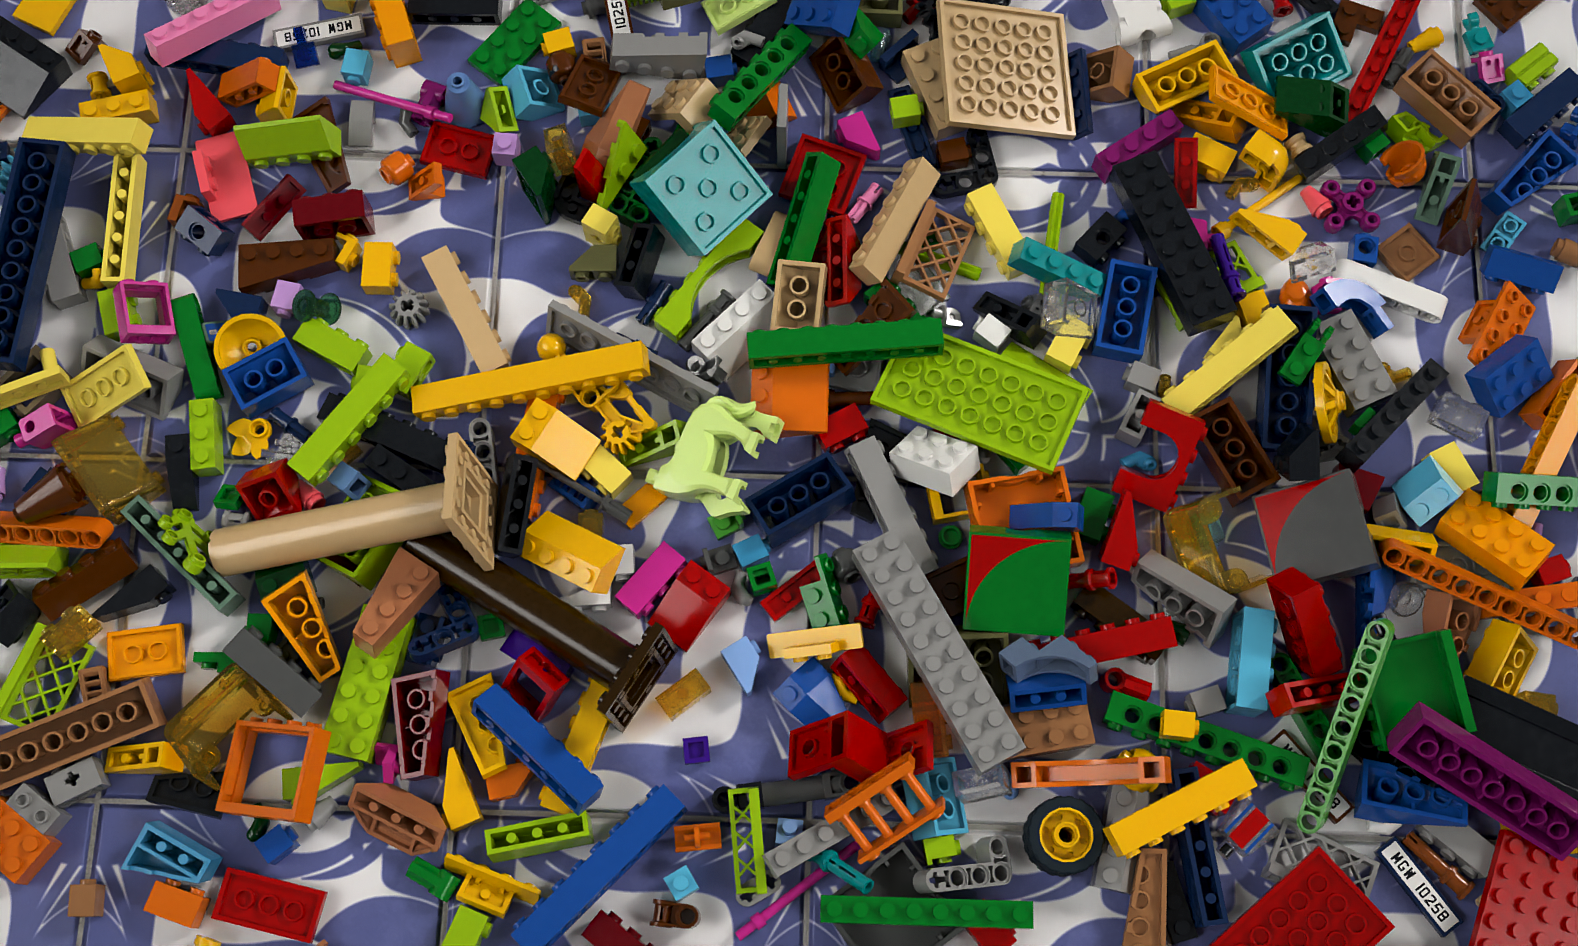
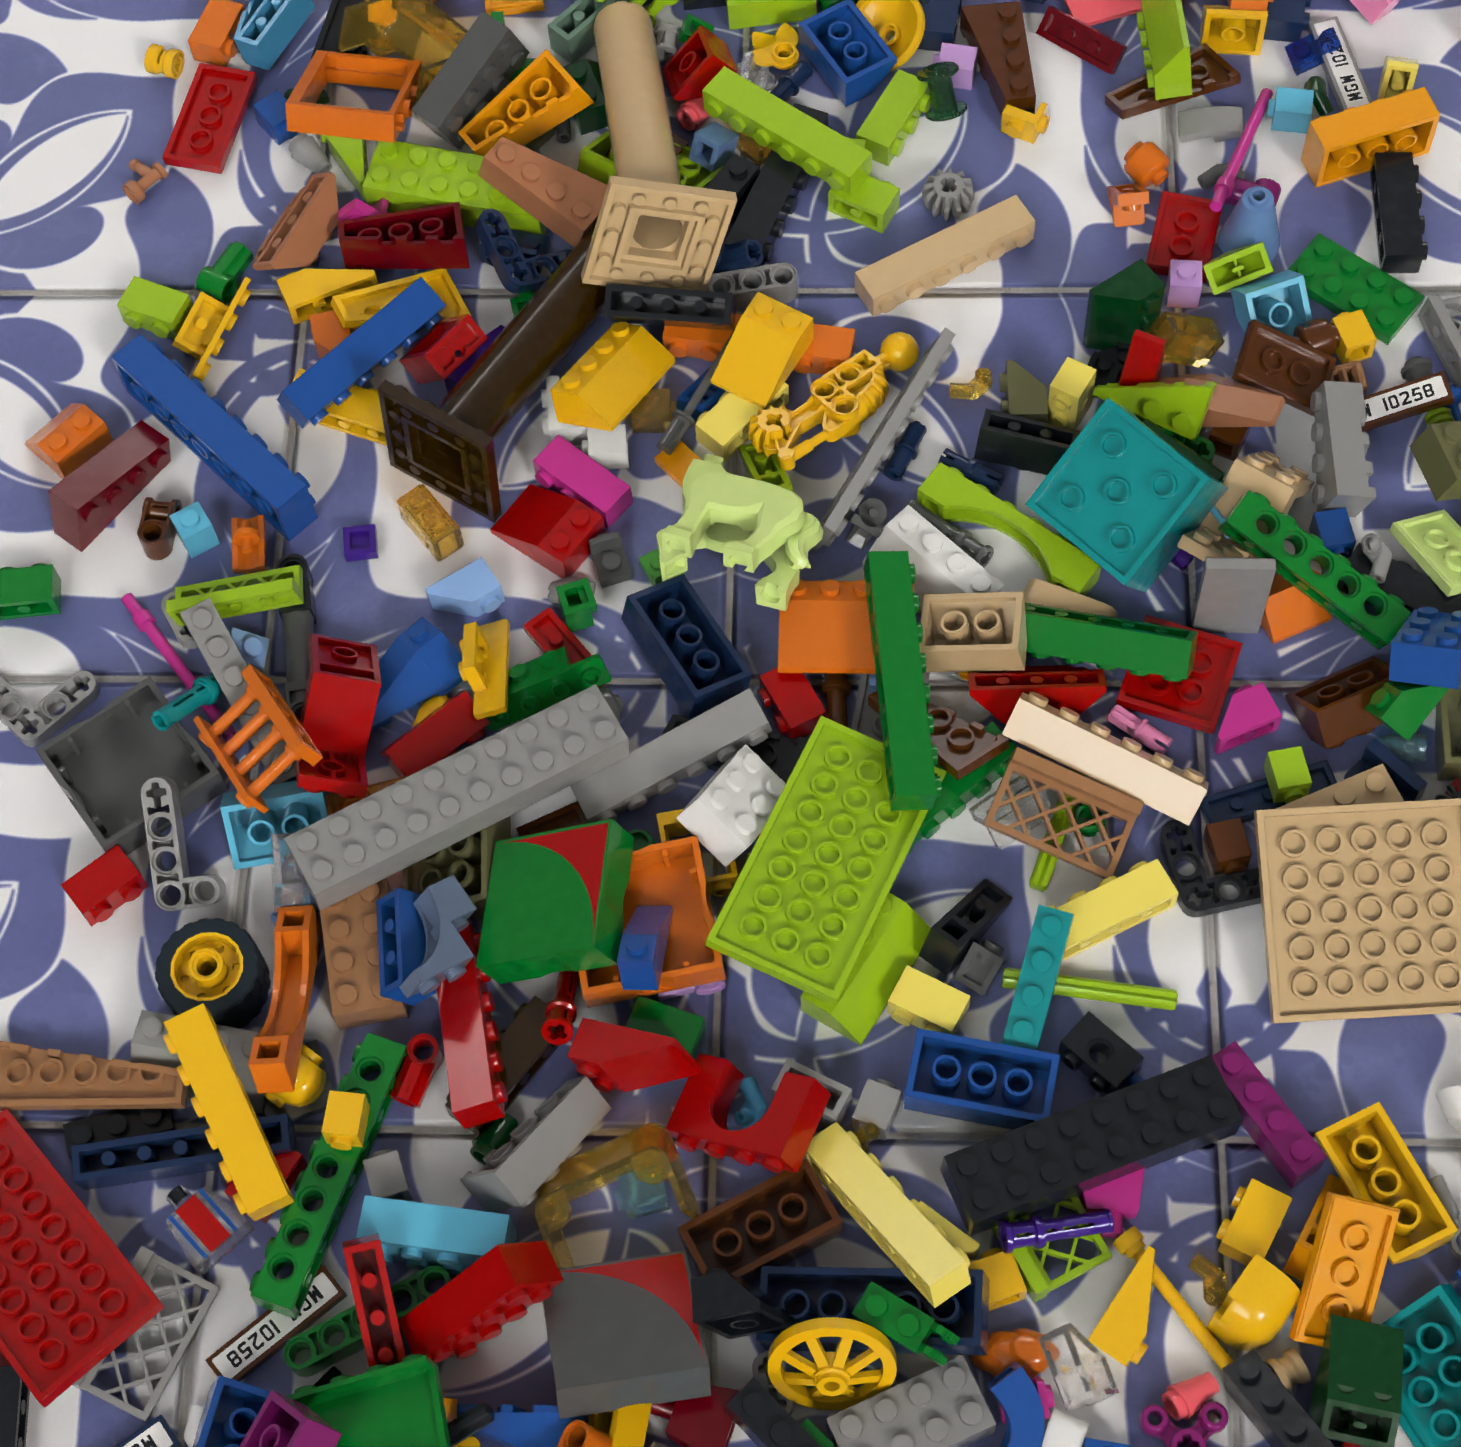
camera: 95 degrees right, 10 degrees down
(333, 213) = (1069, 97): dark red brick -> none
(379, 268) = (1003, 157): yellow brick -> none
(531, 380) = (842, 323): yellow brick -> none
(538, 836) = (262, 372): lime brick -> none
(751, 551) = (612, 592): dark azure brick -> none
(926, 912) = (119, 796): green brick -> none
(940, 849) = (209, 828): lime brick -> none
(949, 316) = (965, 840): light grey piece -> none
(990, 333) = (940, 895): white brick -> none
(1068, 309) = (971, 991): clear slope -> none
(1080, 92) = (1349, 1031): dark blue tile -> none
(1109, 74) = (1384, 1072): medium nougat slope -> none
(1186, 170) = (1220, 1181): red tile -> none
(1336, 735) = (326, 1342): bright green beam -> none

